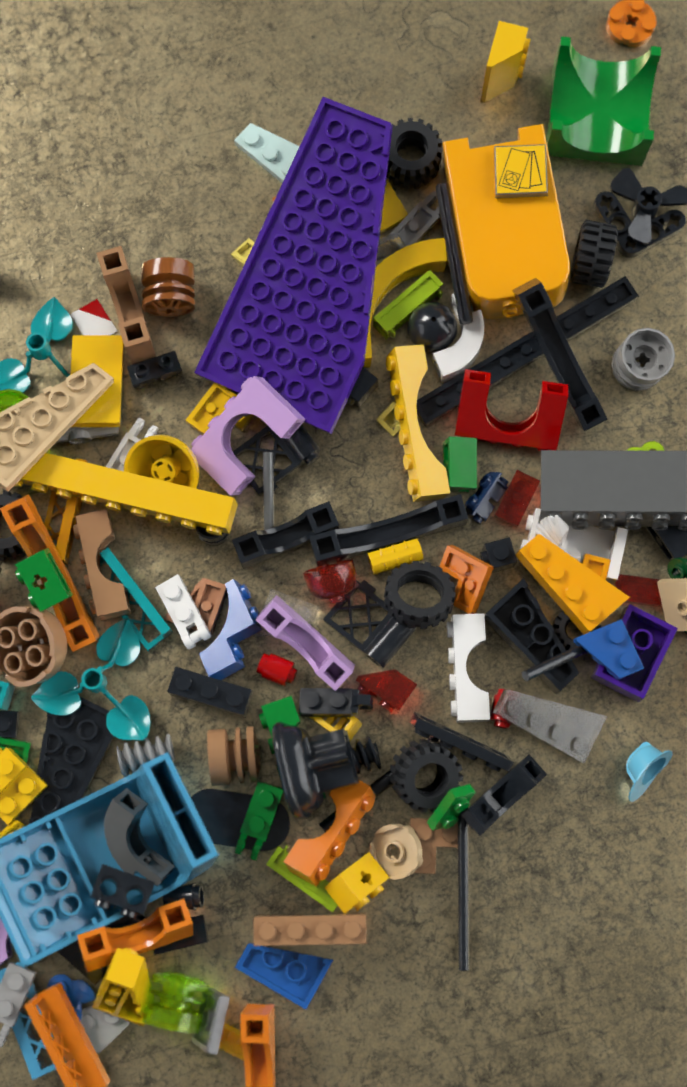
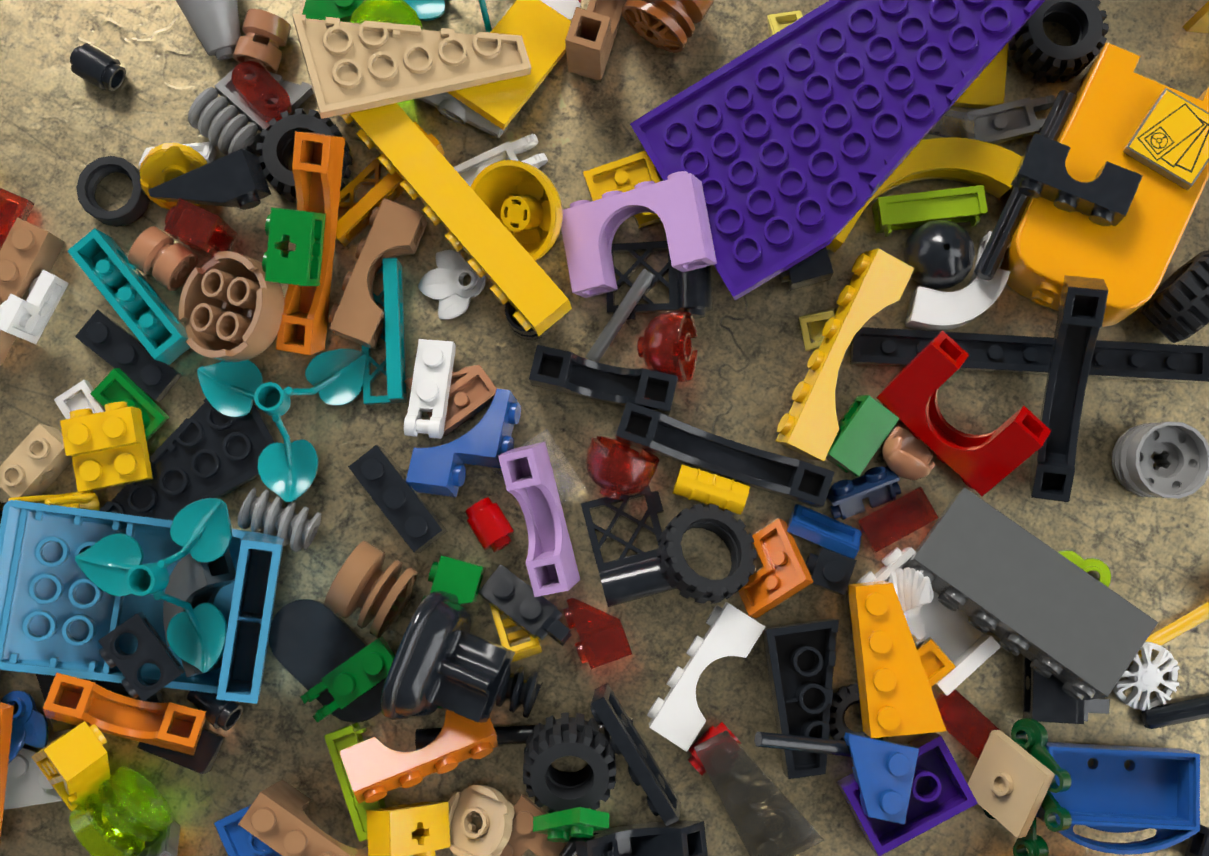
camera: 40 degrees right, 5 degrees up
(67, 847) = (118, 569): none -> teal plant
(148, 371) = (581, 88): black hinge -> none
(148, 543) = (447, 284): none -> white plate
(309, 487) = (669, 345): none -> clear red cylinder
(461, 241) = (1045, 176): none -> black arch
(479, 534) = (824, 531): none -> blue tile
(496, 457) = (907, 455): none -> nougat hair

